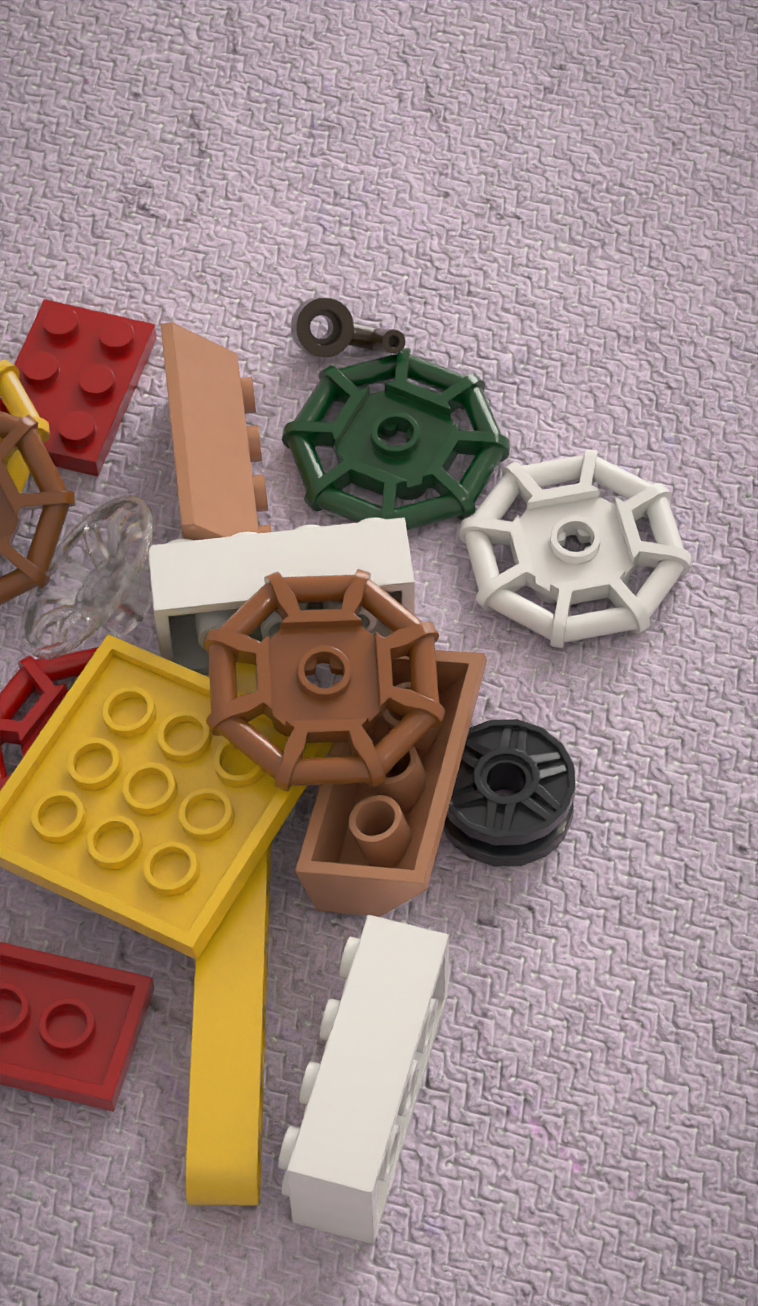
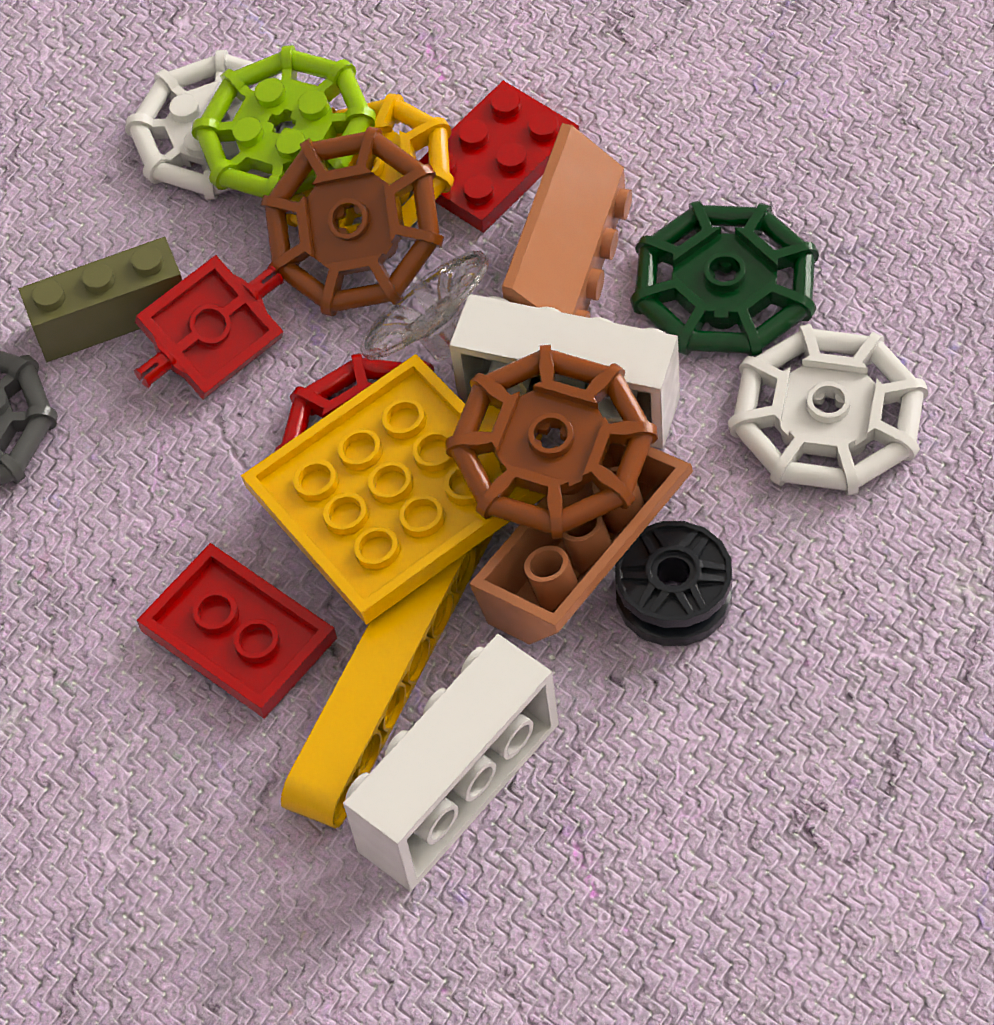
camera: 30 degrees right, 0 degrees up
(340, 331) = (723, 178): dark brown plate -> none

